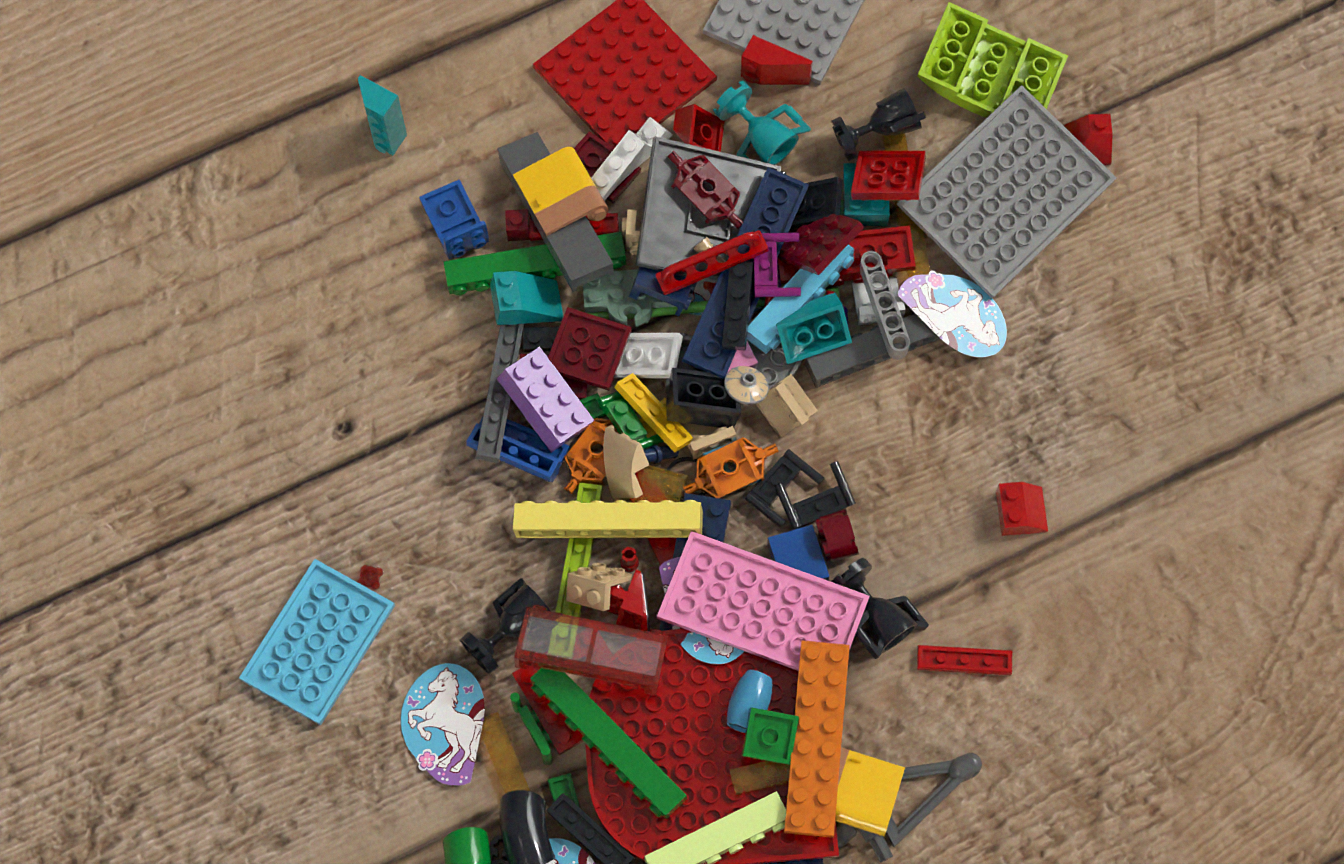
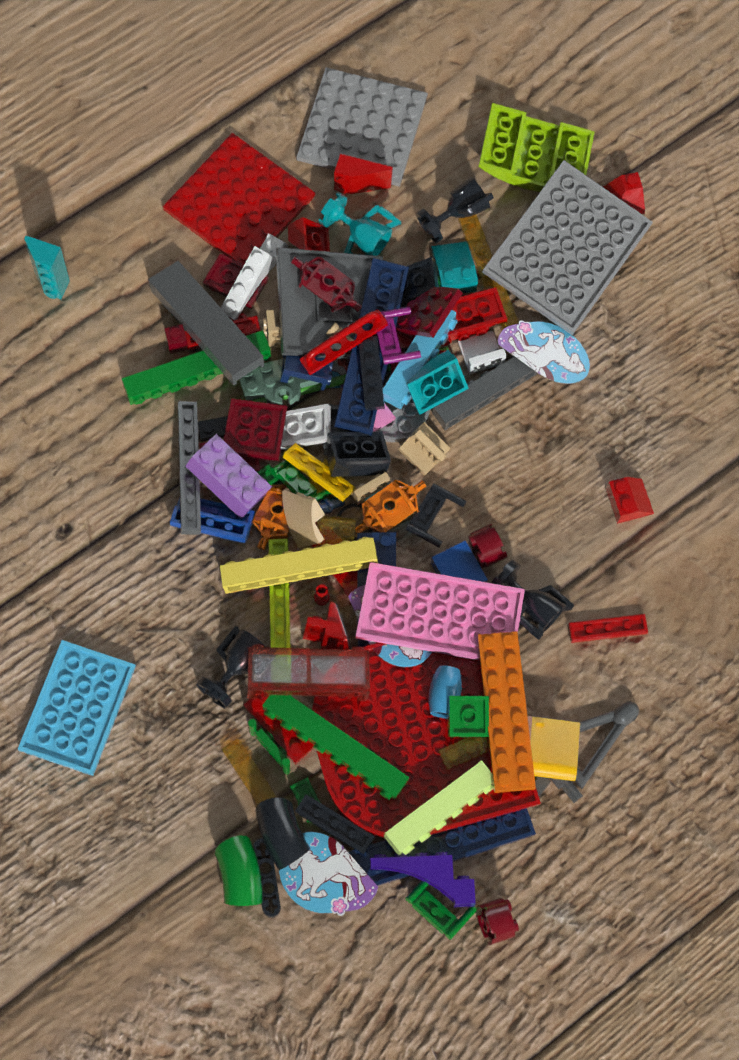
camera: 15 degrees left, 0 degrees up
(366, 571) = (106, 642): clear red plate -> none
(444, 722) = (195, 755): sticker -> none
(454, 219) = (123, 343): blue bracket -> none
(525, 298) = (194, 397): teal slope -> none
(560, 191) = (207, 304): yellow door -> none
(593, 585) = (299, 620): tan bracket -> none
(746, 385) = (390, 437): tan dish -> none
(820, 504) = (468, 523): black plate -> none
(884, 315) = (489, 345): light grey beam -> none
(888, 175) = (471, 249): red plate -> none

